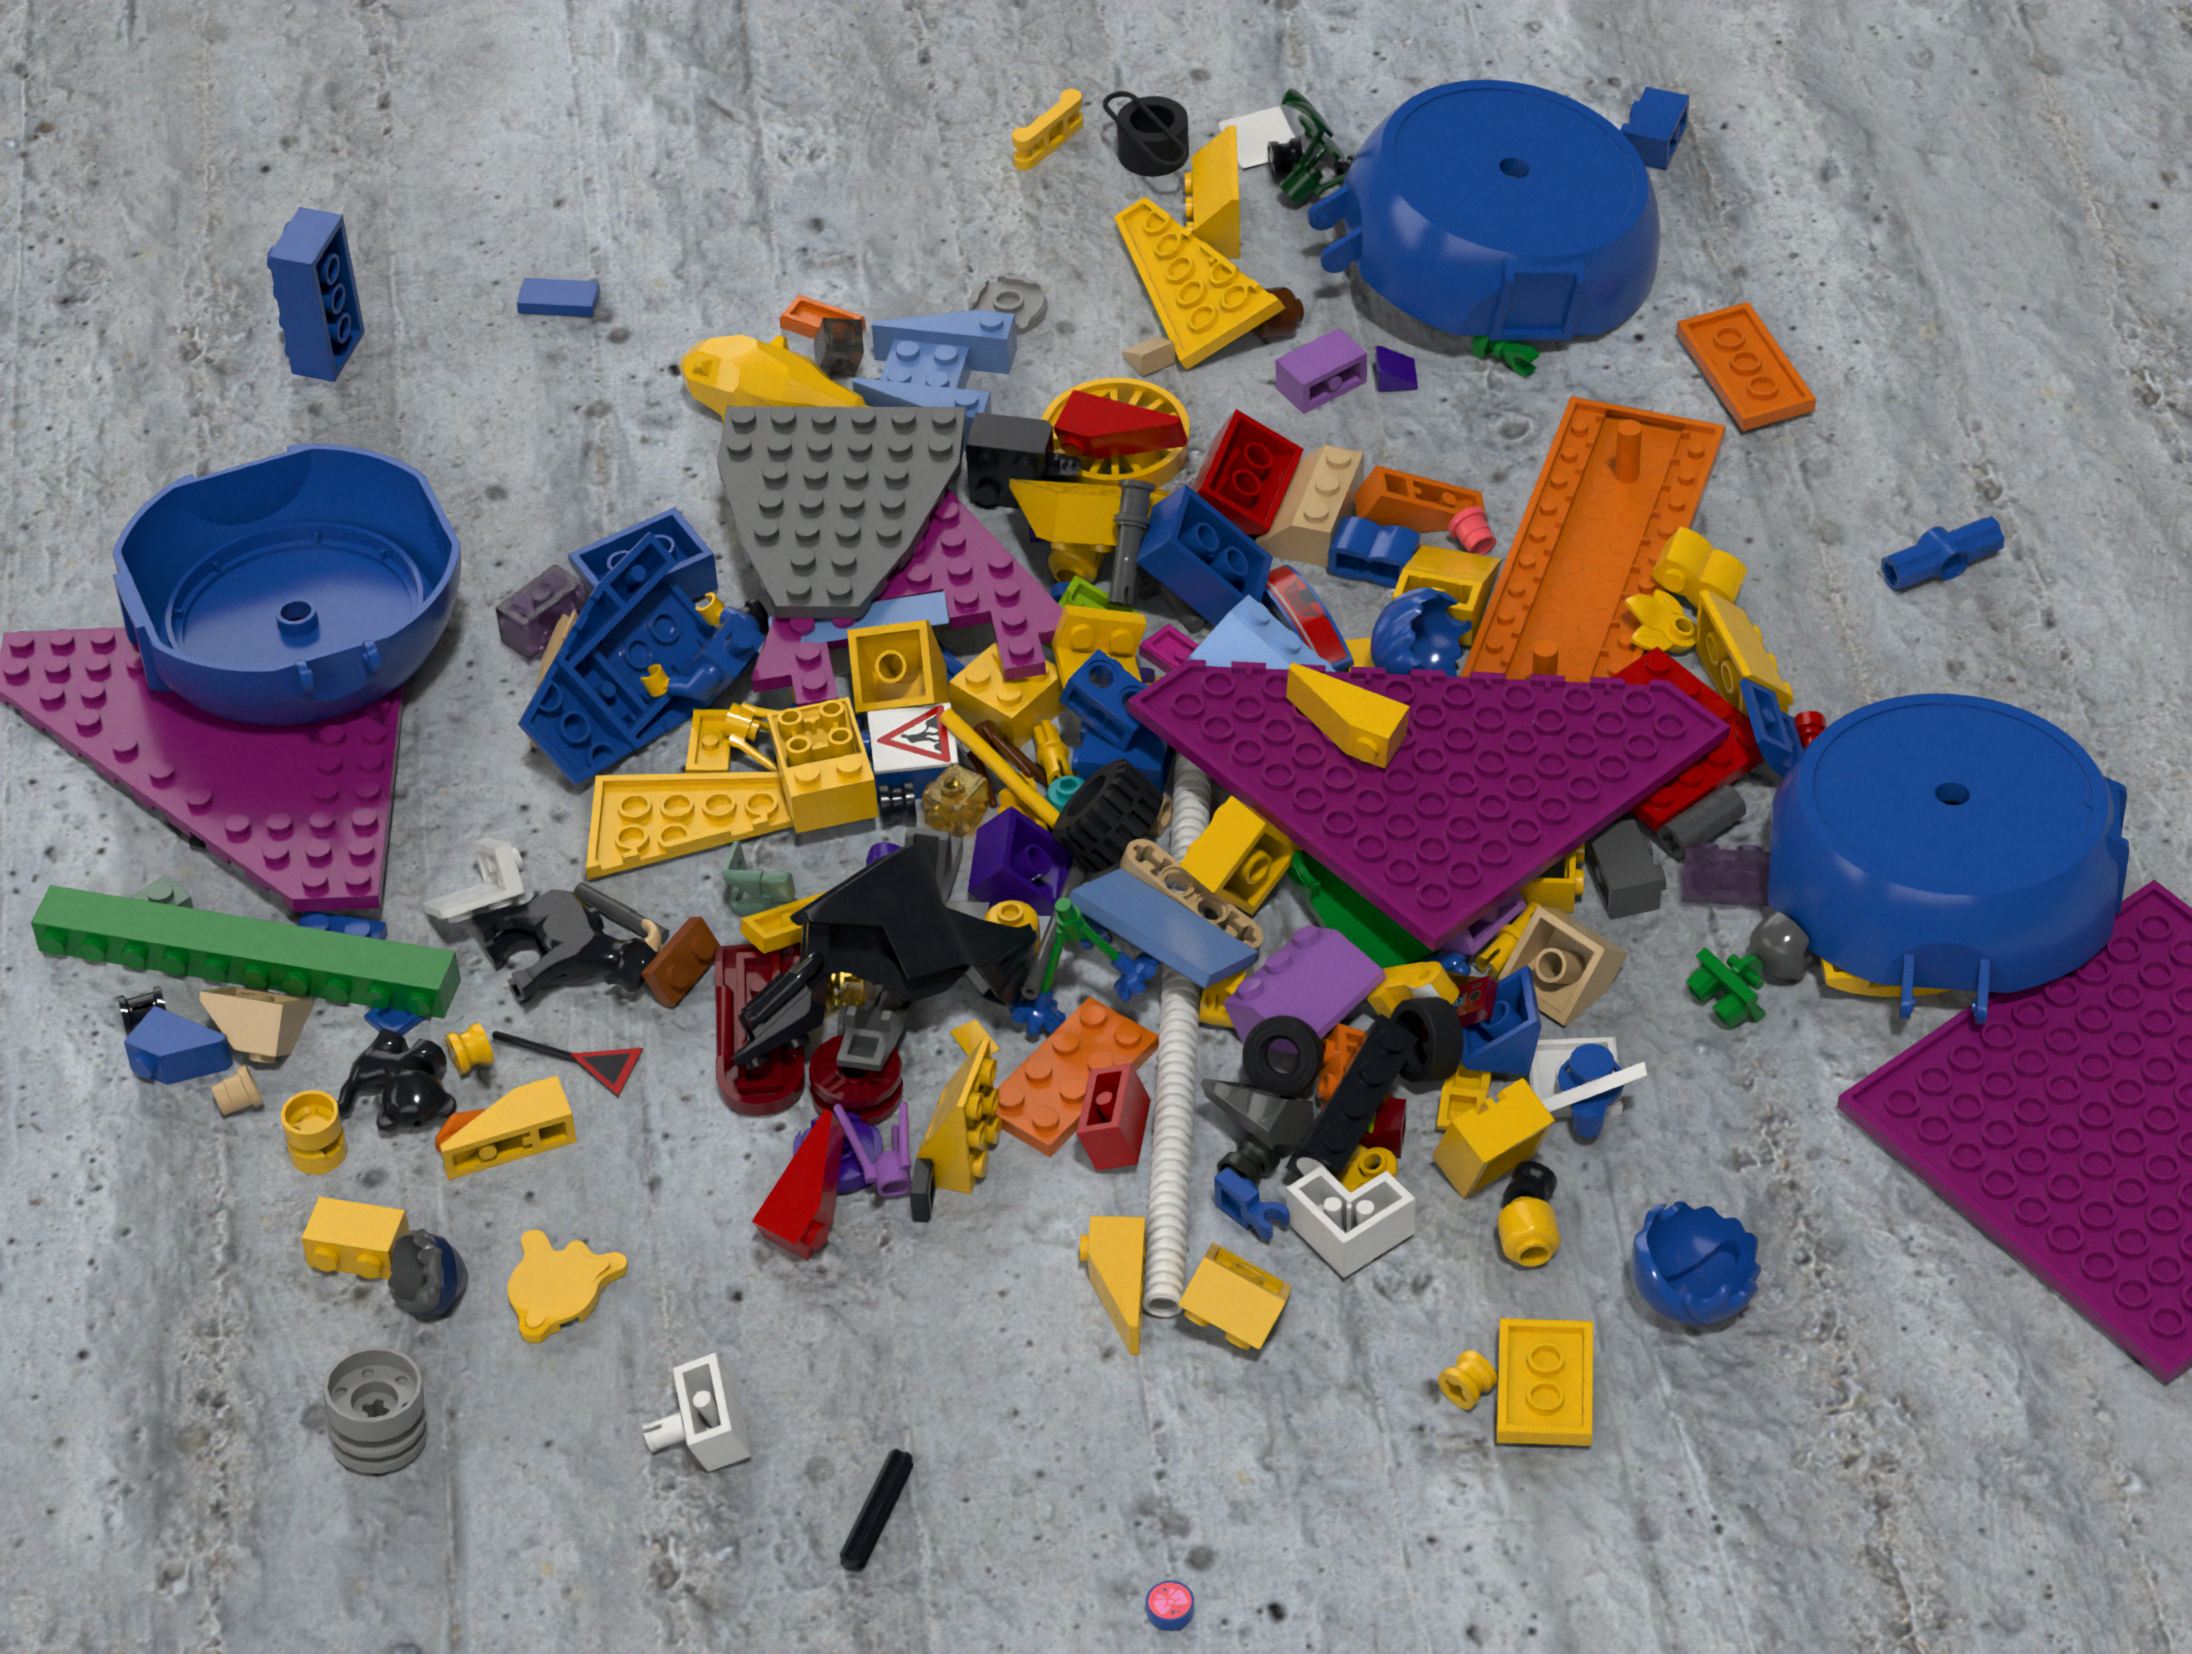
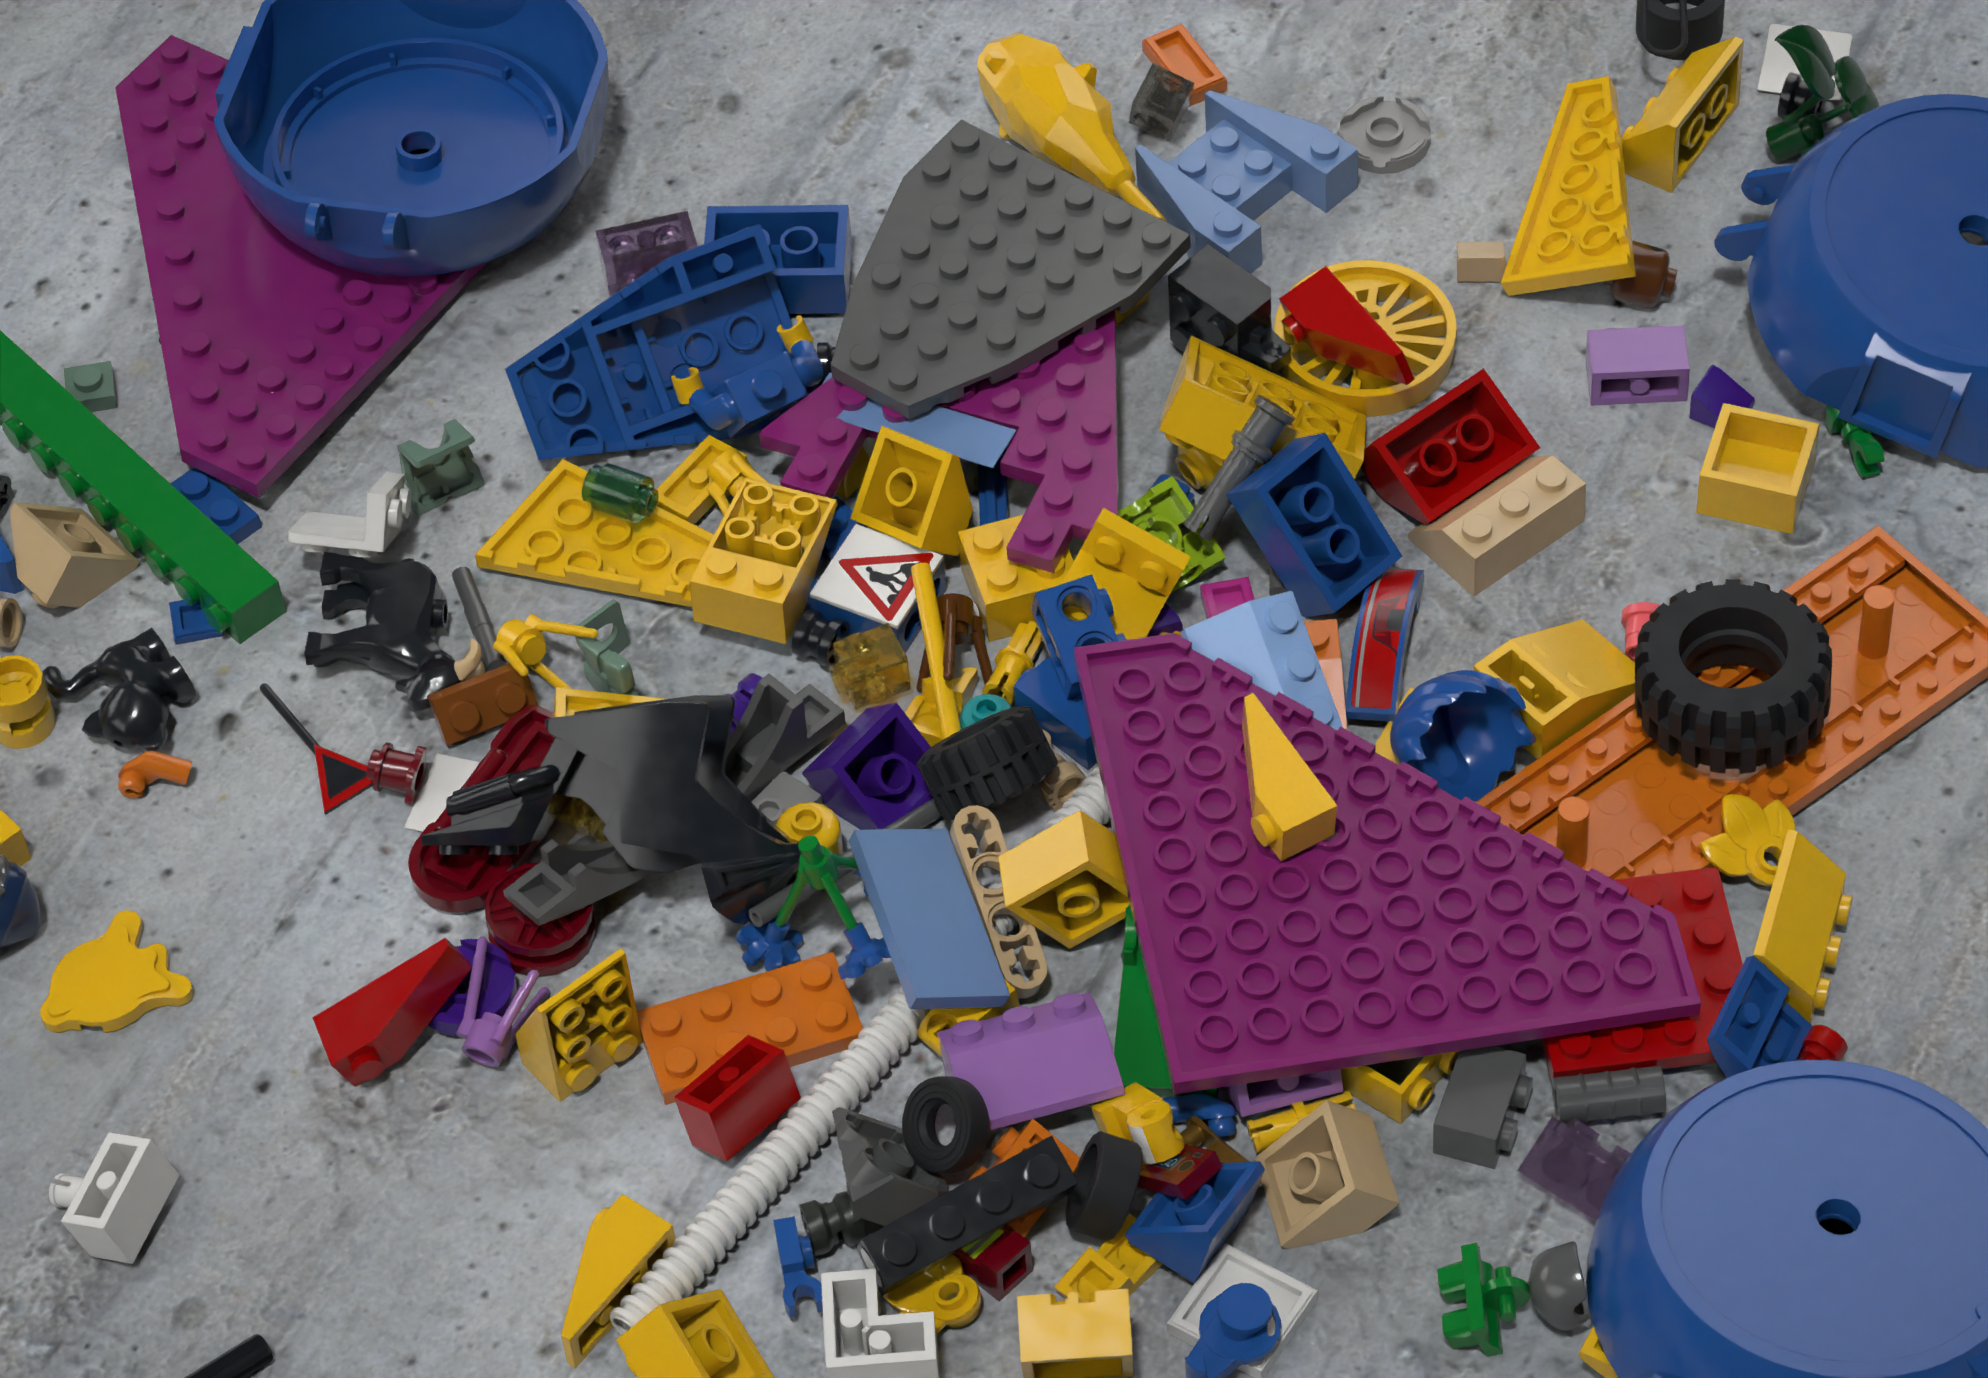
camera: 35 degrees right, 5 degrees up
(469, 1048) = (223, 689): yellow wheel -> none
(510, 818) = (441, 470): none -> sand green piece
(514, 1127) = (198, 795): yellow slope -> none
(658, 1036) = (398, 770): none -> dark red brick
(670, 771) = (620, 492): none -> clear green brick
(680, 906) = (525, 644): none -> yellow plant
(695, 1040) = (444, 777): none -> white sticker
(923, 1190) = (504, 1073): black tile -> none
(970, 1036) = (696, 937): yellow sticker -> none
(1371, 551) = (1517, 597): blue brick -> none
(1412, 500) = (1602, 565): orange slope -> none
(1461, 397) = (1757, 468): none -> yellow piece
(1579, 555) = (1733, 724): none -> black tyre
(1595, 1087) = (1206, 1334): white sticker -> none
(1693, 565) = (1840, 804): yellow brick -> none

